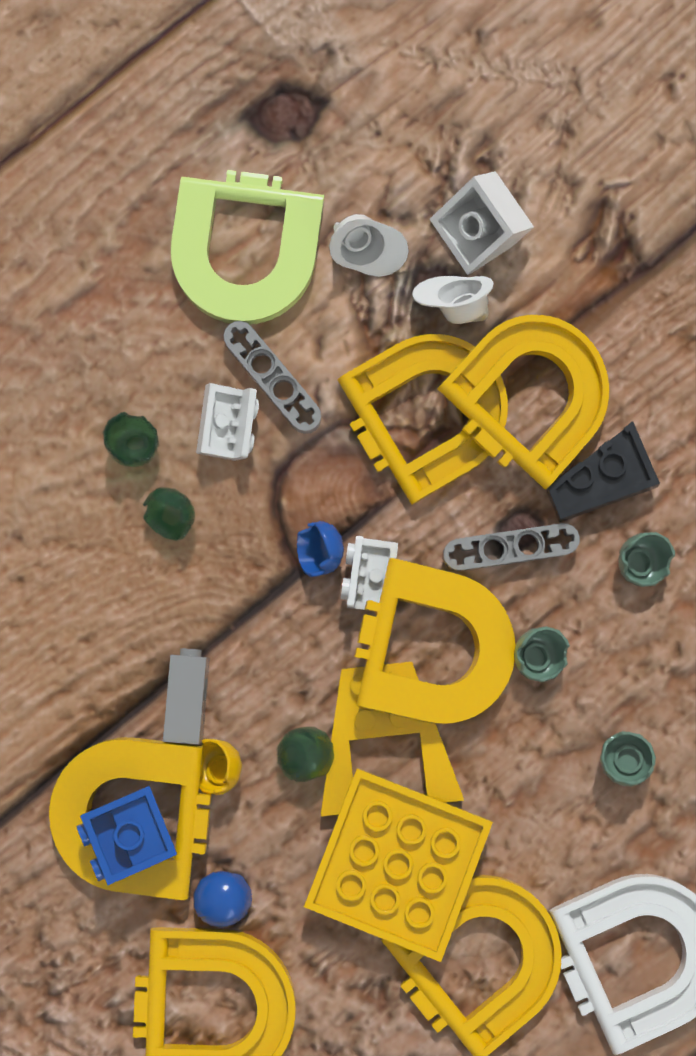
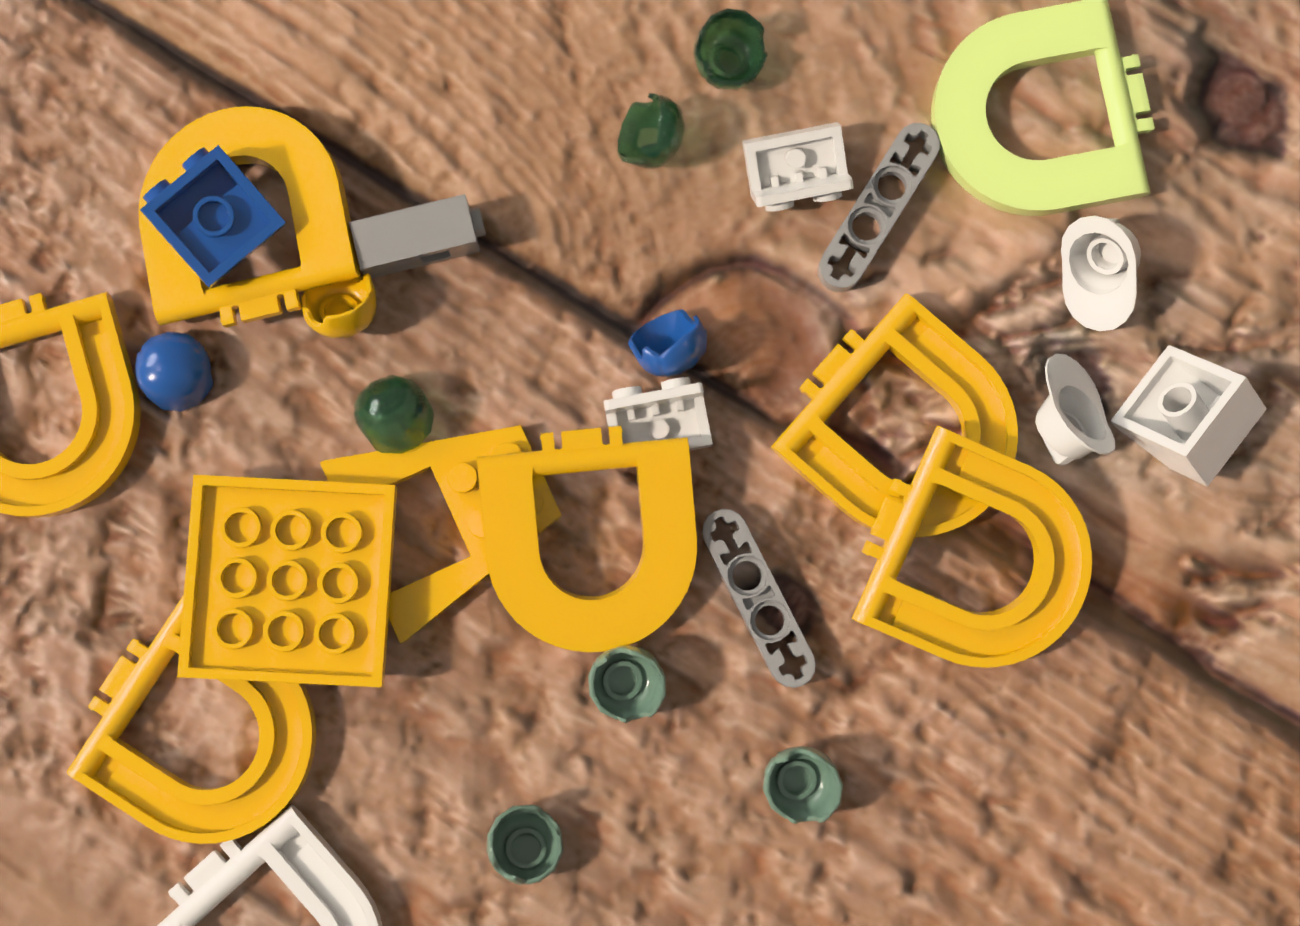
camera: 70 degrees right, 0 degrees up
(606, 477) = (897, 697): black wing -> none

